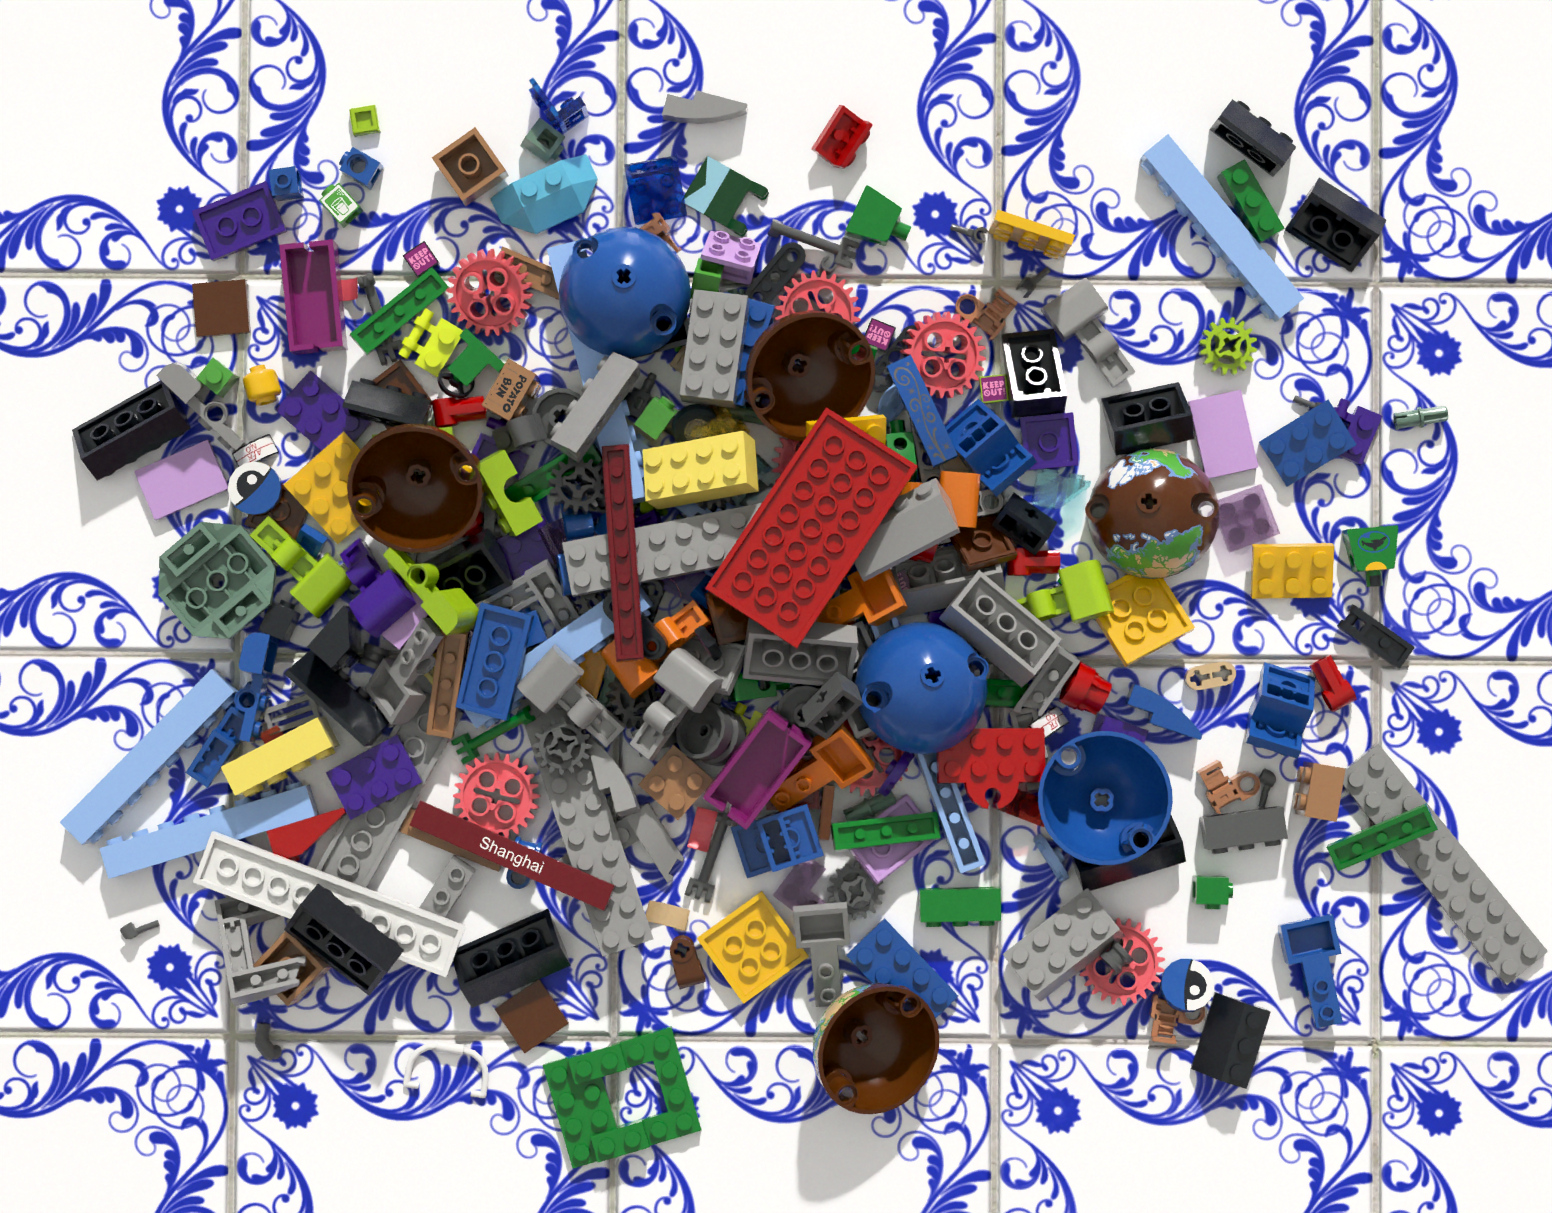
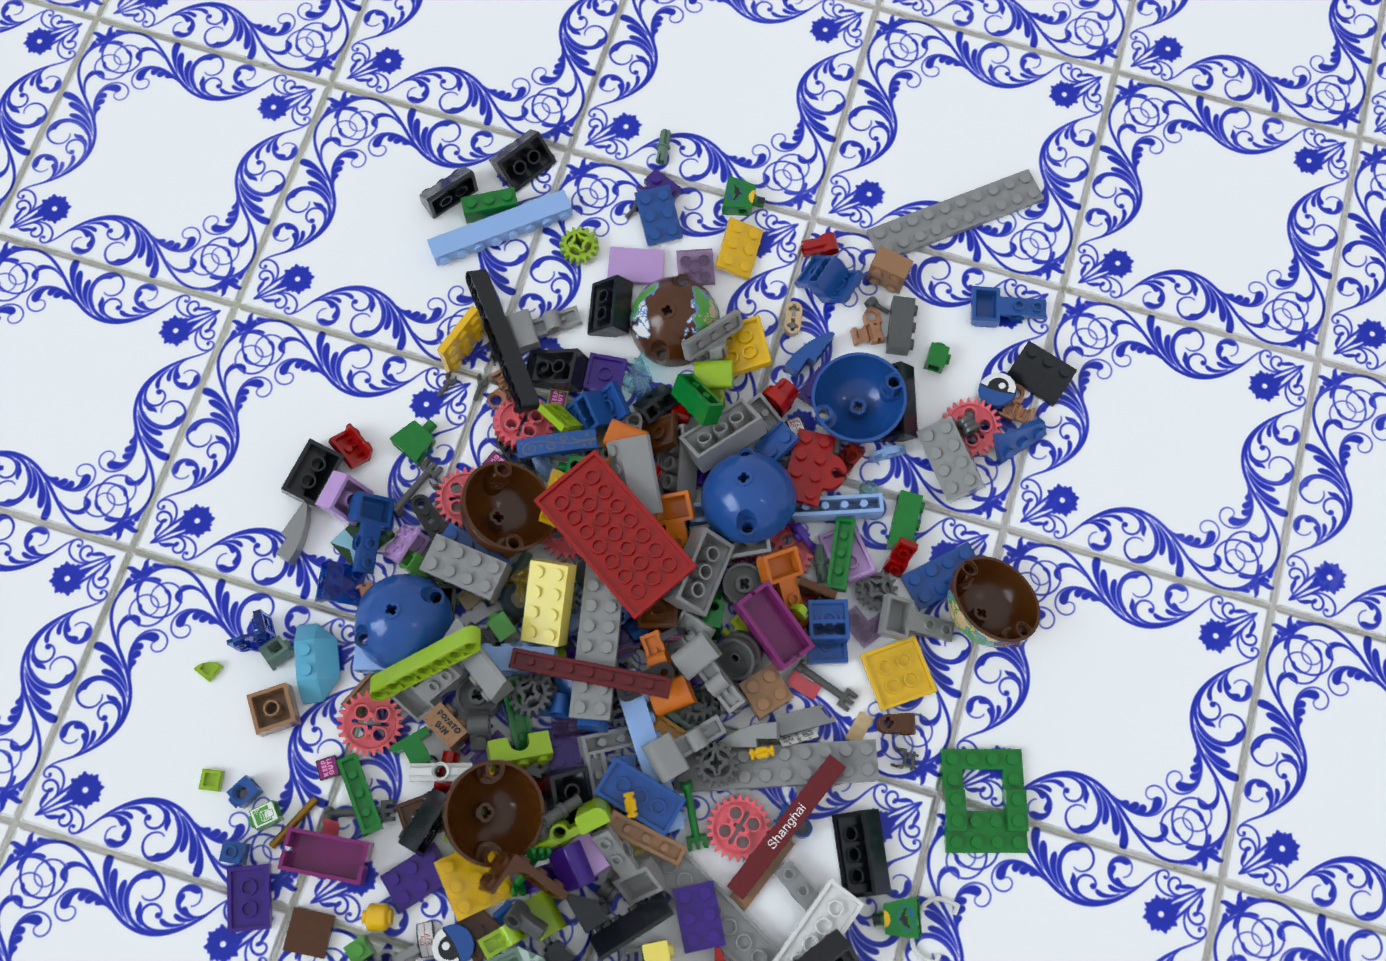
camera: 75 degrees left, 15 degrees down
(307, 560) = (521, 918): none -> dark grey piece
(343, 241) = (294, 822): none -> pearl gold bar
(354, 526) = (508, 863): none -> reddish brown bracket
(378, 552) = (534, 855): none -> green hinge
(437, 348) = (395, 773): neon yellow plate -> none
(444, 1027) = (901, 918): none -> green torso
(446, 388) = (427, 771): none -> white piece
(446, 570) = (561, 810): none -> dark grey pin
(478, 653) = (630, 804): none -> yellow piece
(497, 64) = (209, 670): none -> lime tile
(531, 1015) = (908, 850): reddish brown tile -> none
(539, 348) = (424, 695): none -> light grey plate
(572, 341) = (425, 663): none -> lime beam
(594, 798) = (761, 752): none -> yellow piece
(630, 840) = (798, 737): none -> white sticker
(653, 994) = (911, 766): none -> dark grey piece
(755, 200) = (373, 514): none -> blue plate
(766, 154) = (337, 495): none -> lavender brick
(788, 102) = (311, 472): none -> black slope
(788, 797) = (800, 611): none -> lime tile
(831, 705) = (743, 559): dark grey brick -> none
(906, 910) = (899, 557): none -> red slope
(962, 402) = (560, 417): none -> lime plate
(980, 278) = (481, 384): none -> dark grey hand
(992, 844) = (868, 487): none -> clear light blue tile
(1013, 704) = (777, 441): none -> blue plate
(1038, 580) = (697, 399): none -> green brick
(1052, 286) = (502, 341): none -> black beam
(1118, 1027) = (1018, 439): none -> blue wing
(1135, 576) = (713, 338): none -> light grey plate
(1376, 637) = (797, 211): black plate -> none
(1382, 837) = (929, 242): green plate -> none

